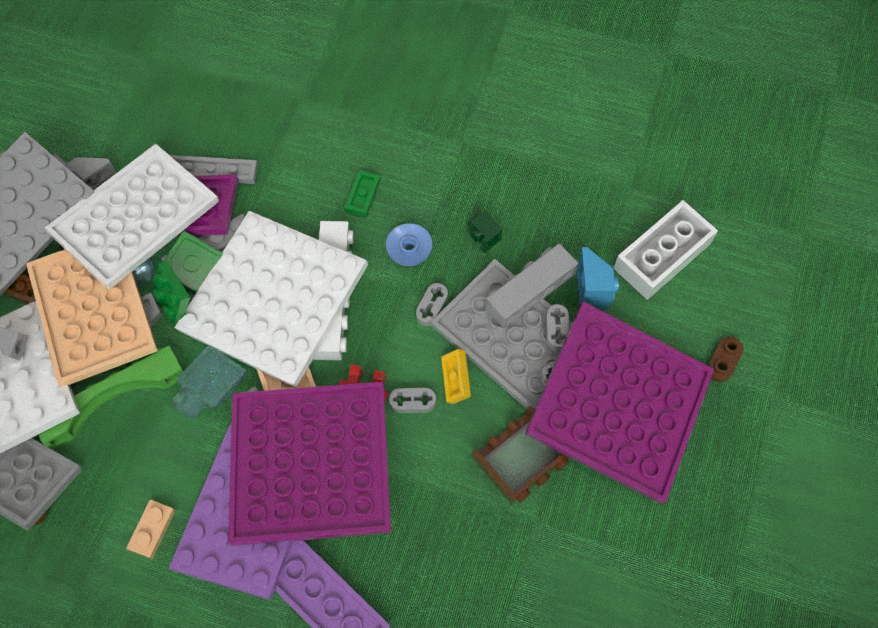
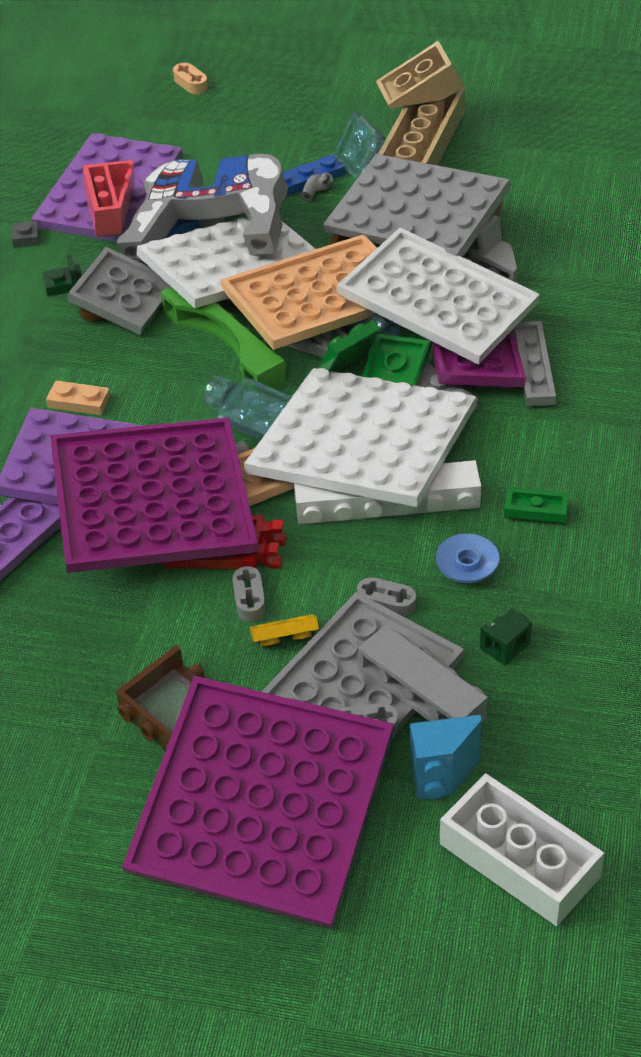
camera: 85 degrees right, 20 degrees down
(726, 358) = (354, 951): reddish brown plate -> none

